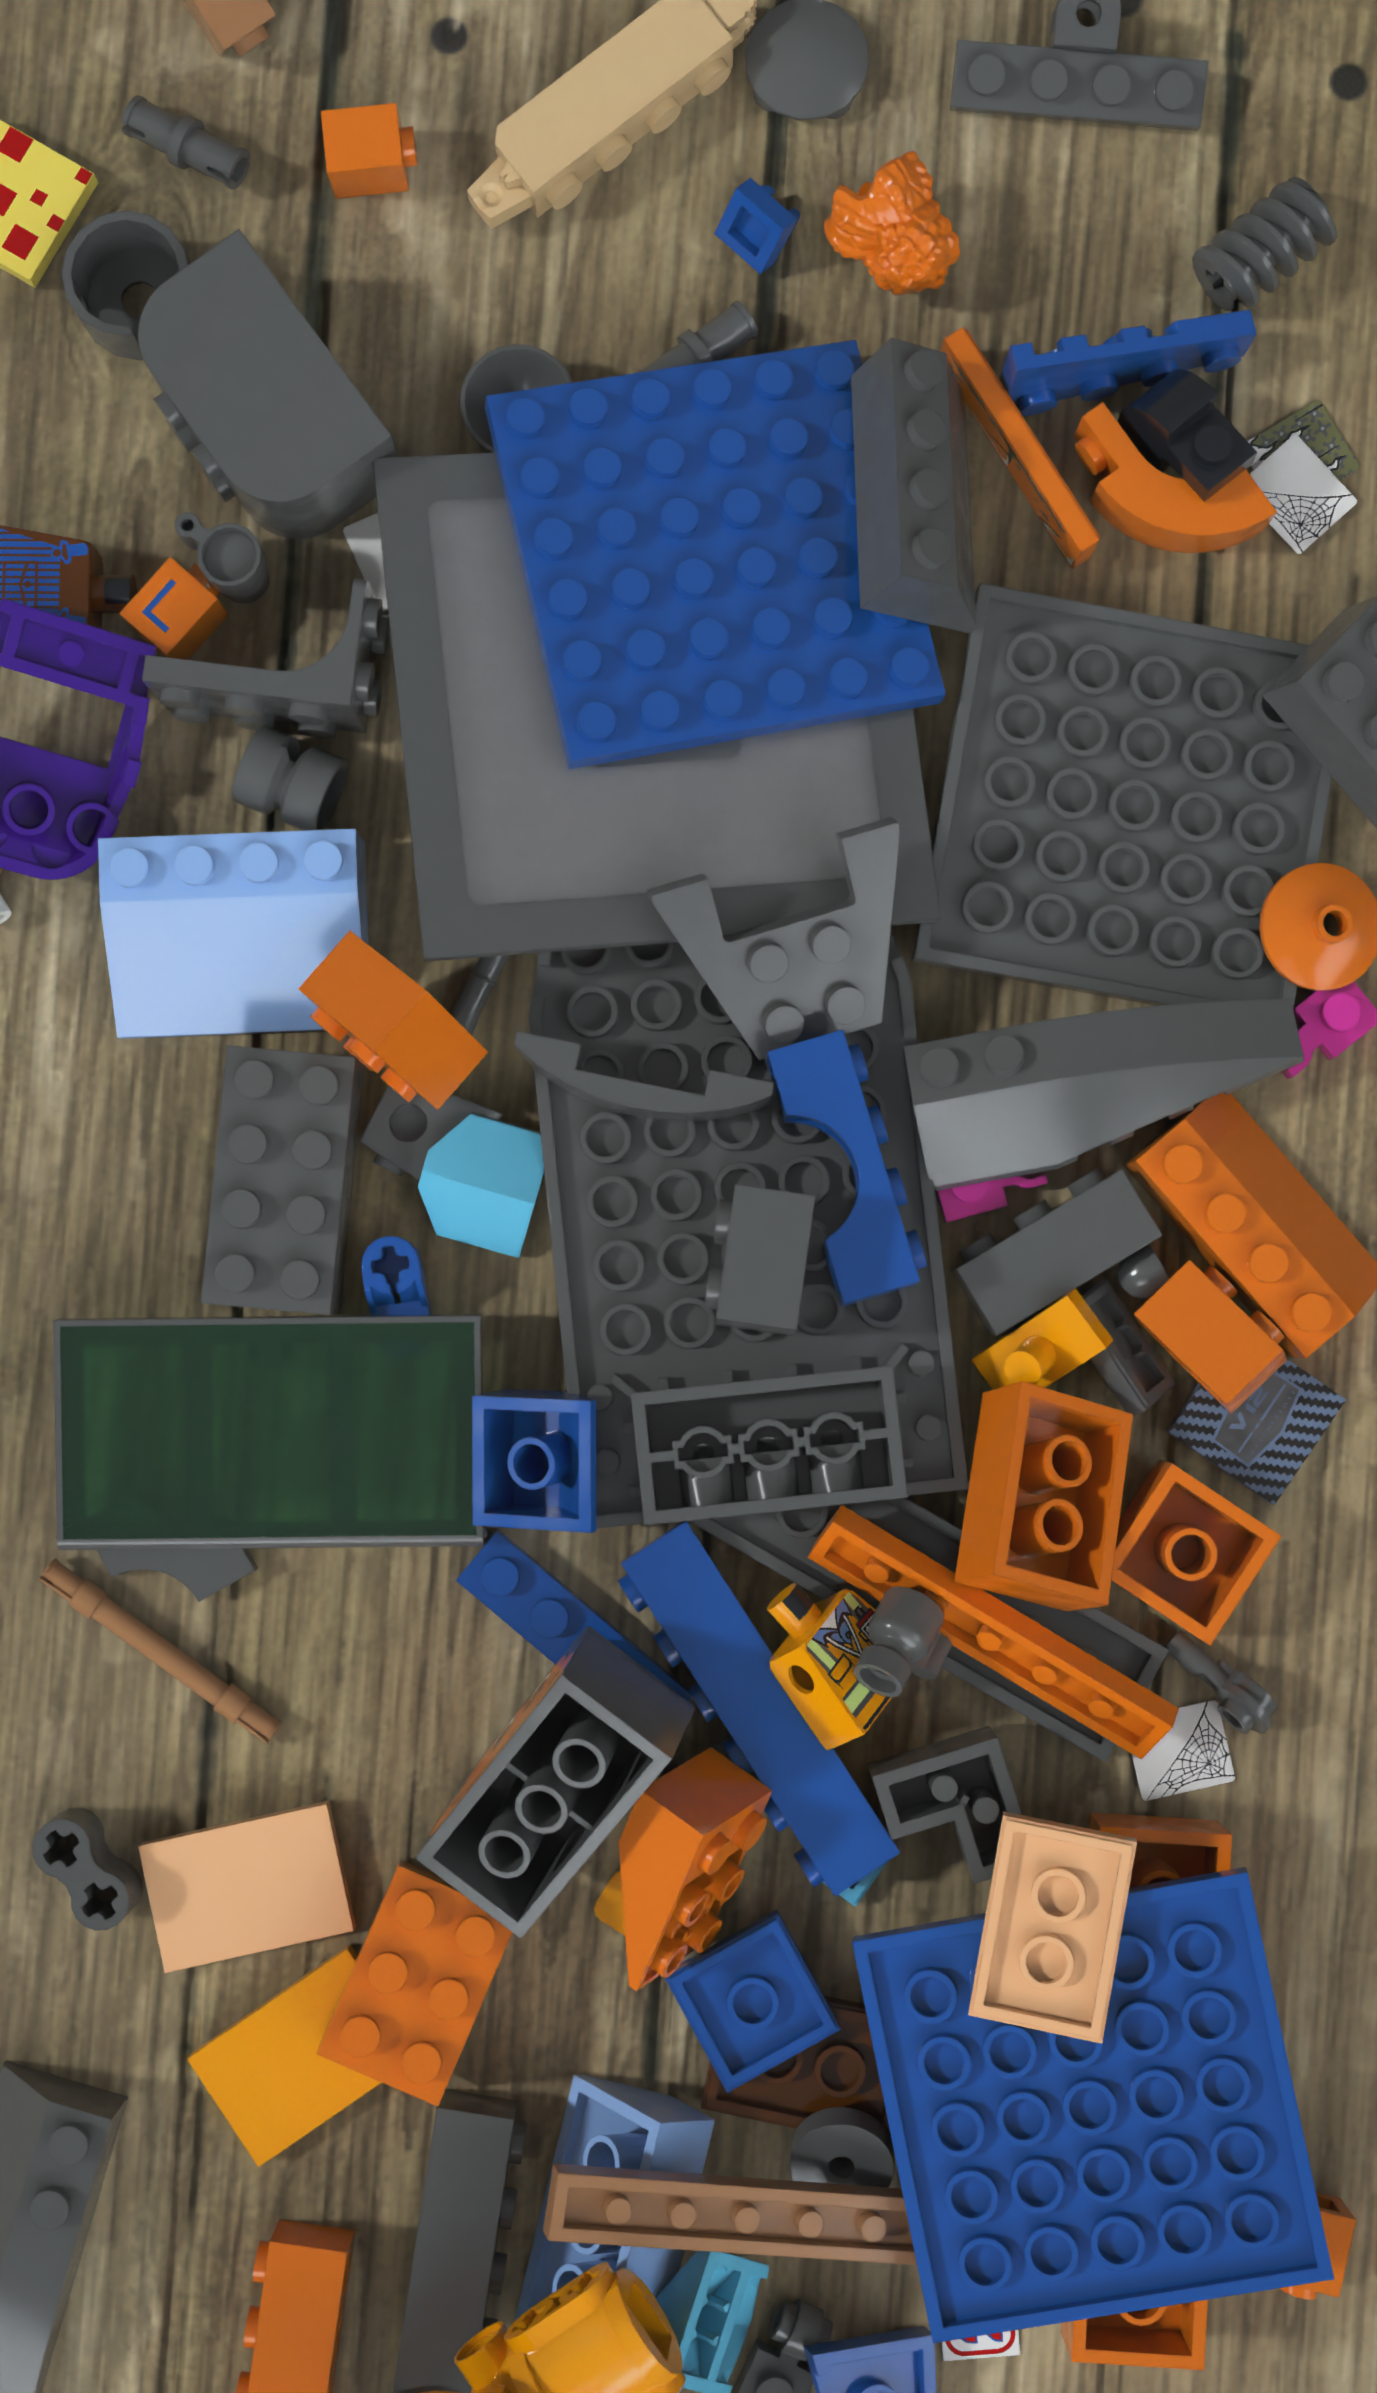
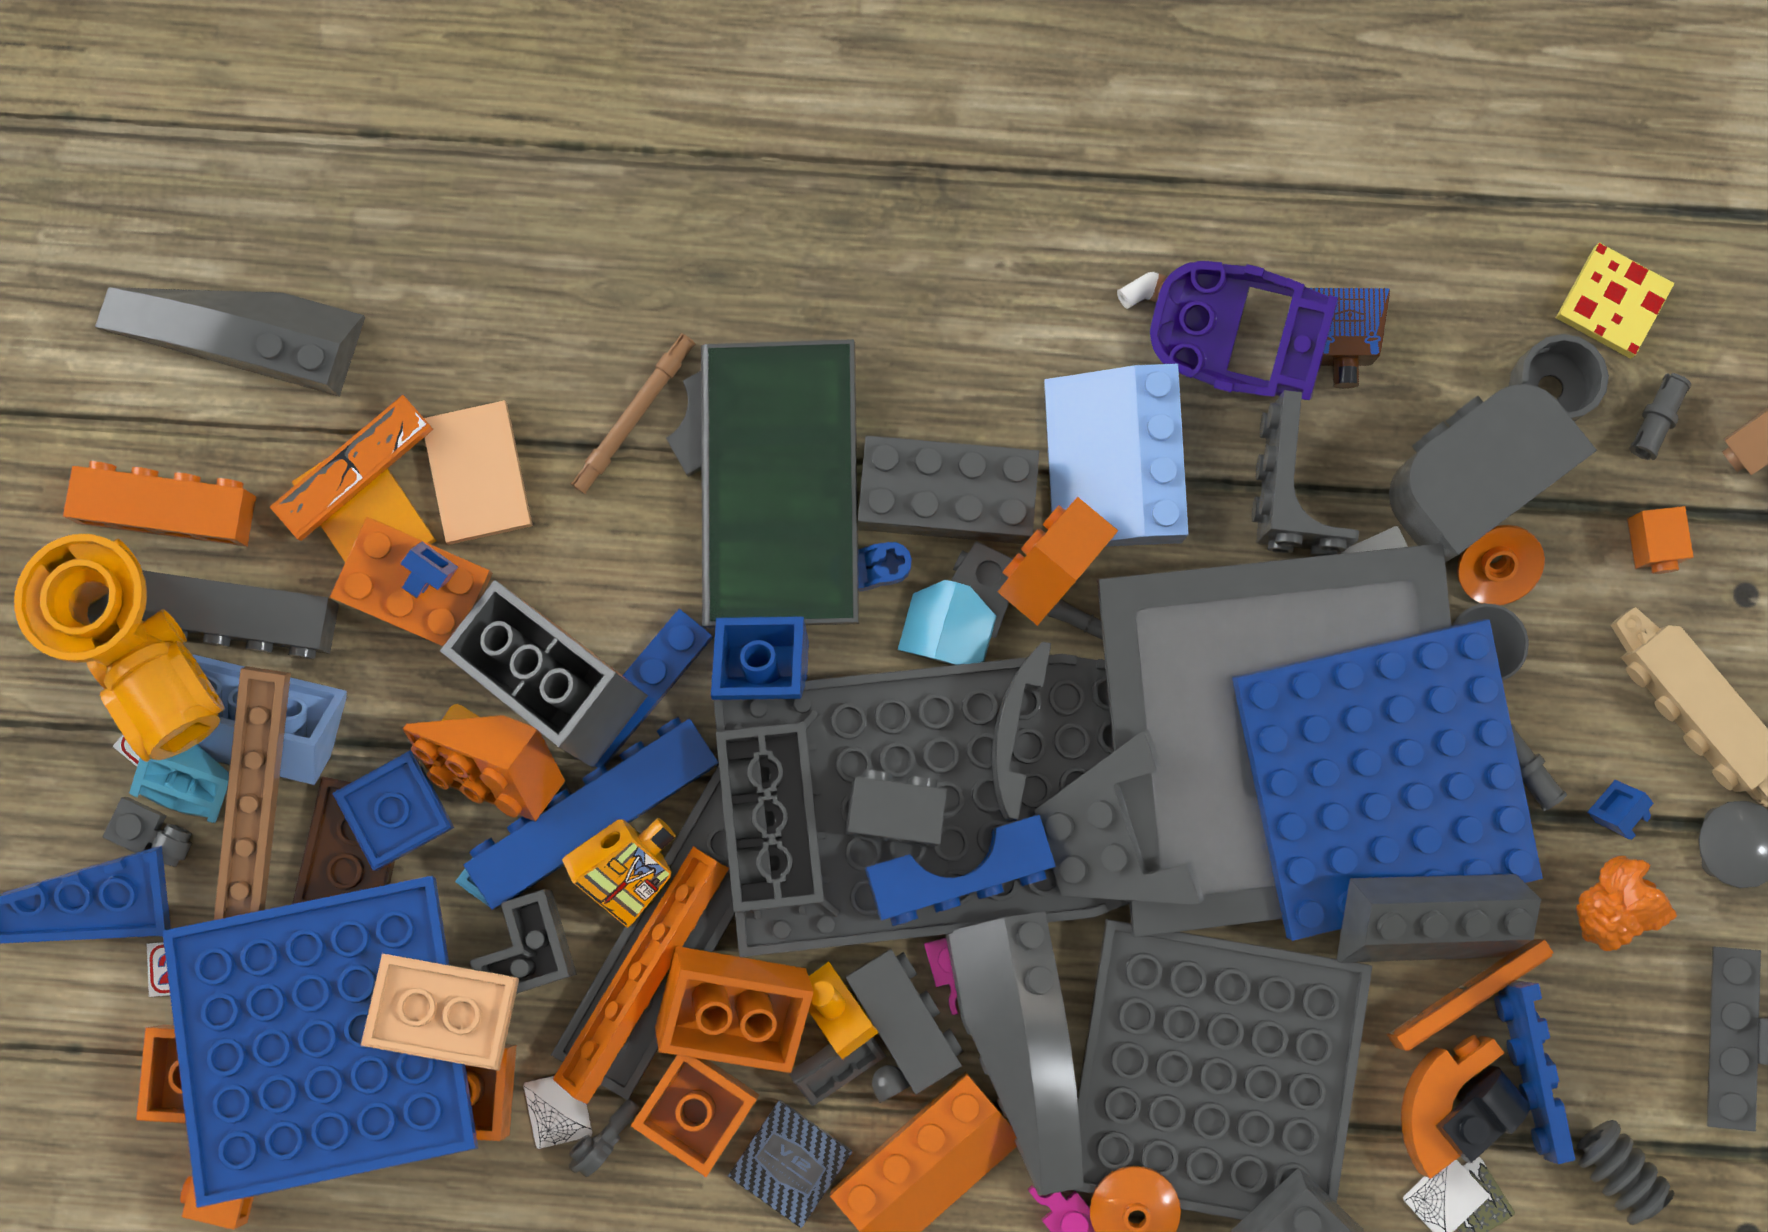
camera: 85 degrees right, 5 degrees down
(87, 1868) = (490, 367): dark grey axle -> none
(175, 610) = (1335, 414): orange brick -> none
(227, 557) = (1372, 447): dark grey piece -> none
(239, 2076) = (351, 468): none -> orange tile
(284, 778) = (1220, 493): dark grey wheel -> none
(398, 1961) = (426, 569): none -> blue tile
(420, 368) = (1509, 577): none -> orange dish
(842, 2134) = (302, 874): dark grey piece -> none
(903, 1642) = (639, 911): dark grey piece -> none
(1212, 1335) = (845, 1130): orange brick -> none

